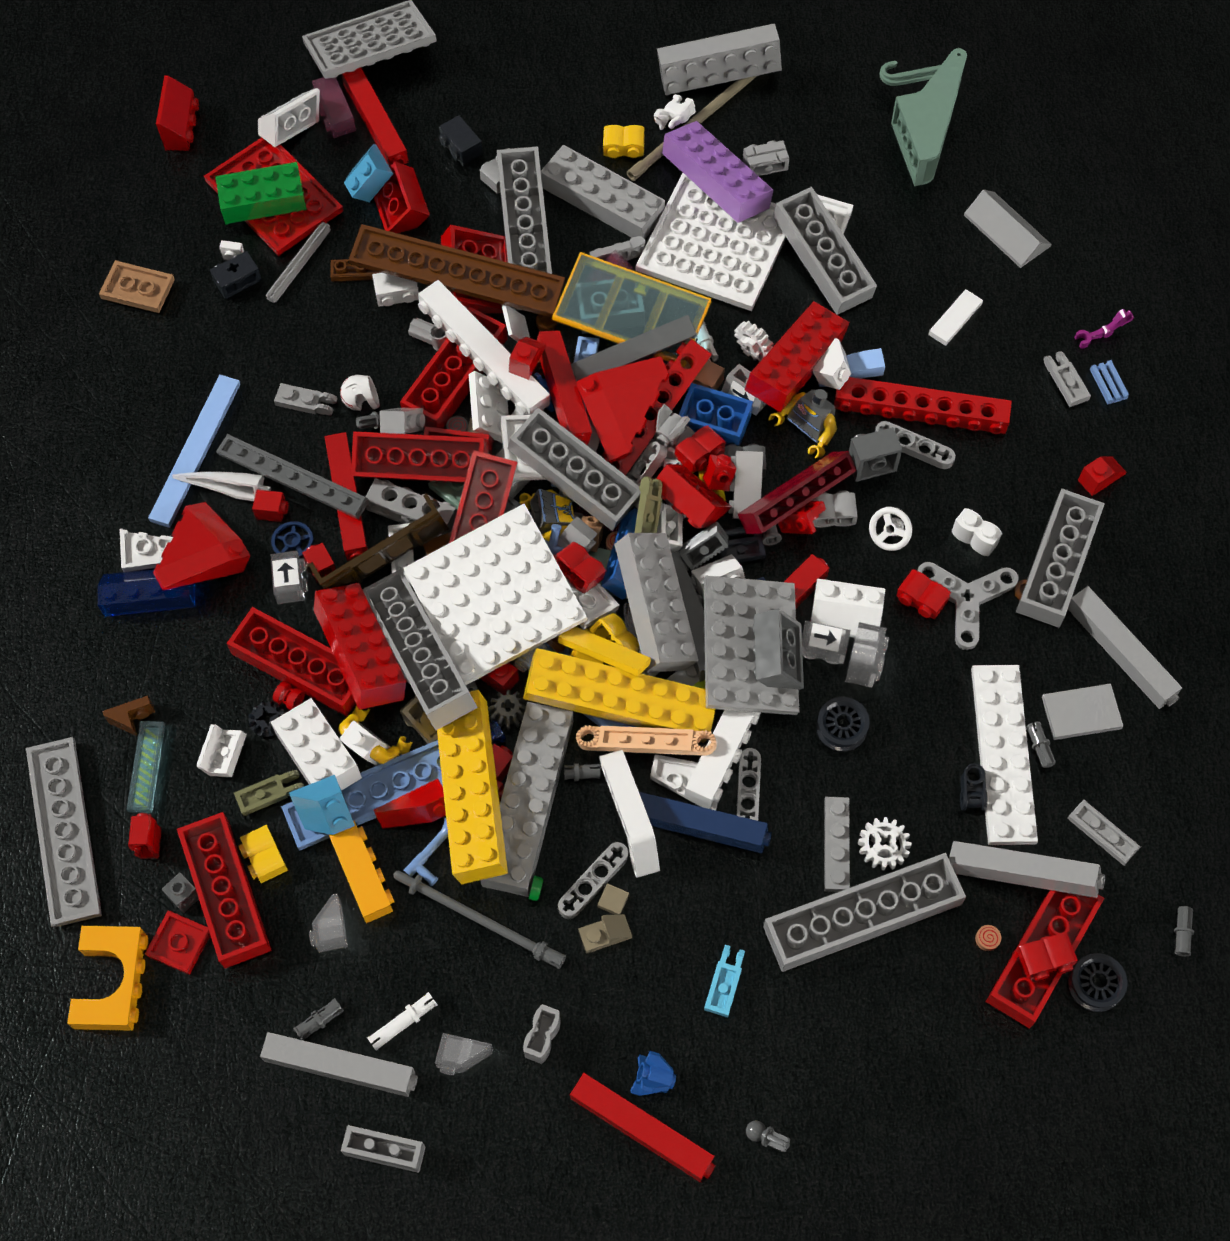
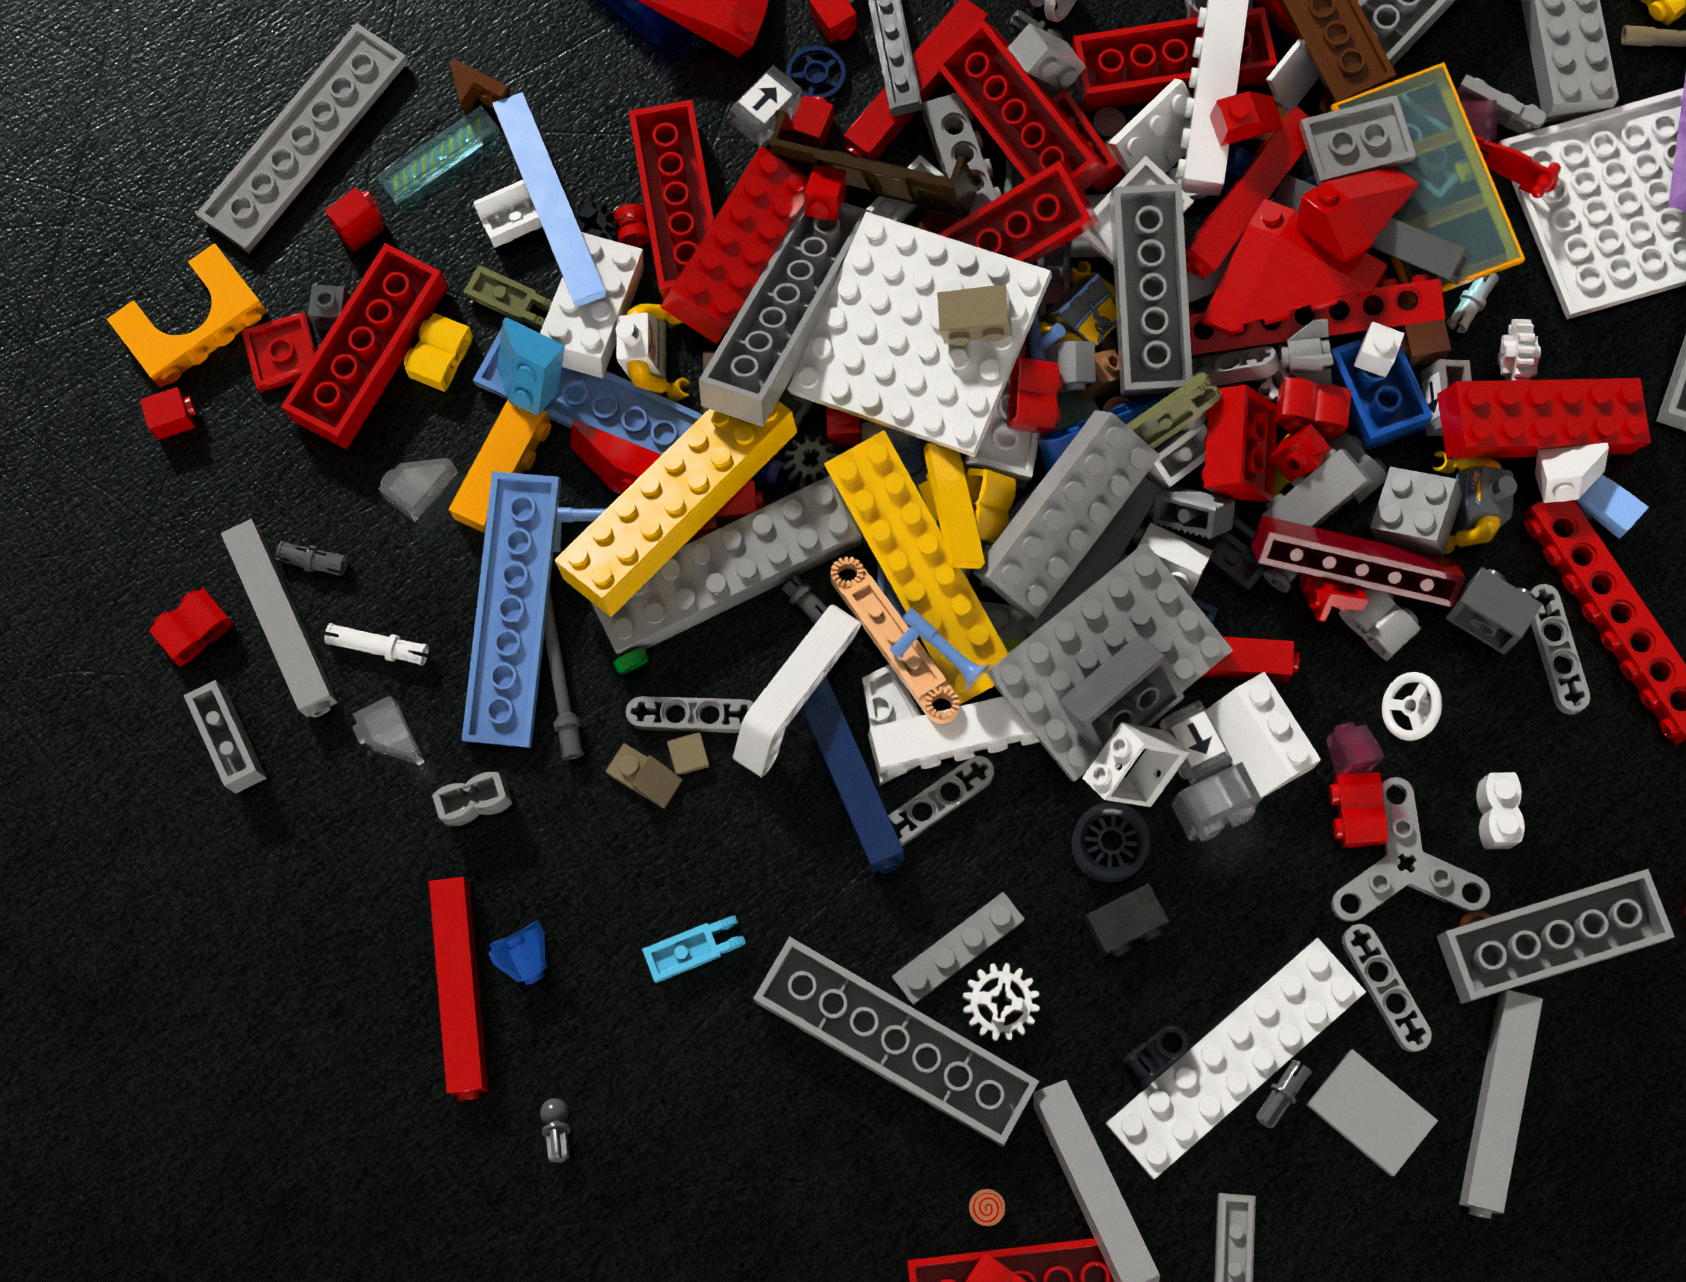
camera: 55 degrees right, 10 degrees up
(156, 1033) = (169, 413): none -> red brick
(237, 722) = (549, 200): none -> light blue tile
(297, 1120) = (190, 626): none -> red brick
(372, 580) = (825, 192): none -> red brick
(452, 927) = (511, 609): none -> medium blue plate
(516, 555) = (974, 314): none -> dark tan brick
(583, 319) = (1357, 139): none -> light grey plate
(622, 347) = (1353, 209): none -> red wedge
(662, 716) = (920, 627): none -> medium blue piece
(663, 266) = (1520, 168): none -> red piece
(699, 395) = (1379, 349): none -> white brick
(793, 447) = (1416, 511): none -> light grey brick
(813, 679) = (1141, 784): none -> white window
(891, 571) = (1353, 749): none -> clear pink slope
(891, 747) = (1126, 921): none -> pearl dark grey brick
(1023, 654) = (1391, 985): none -> light grey beam

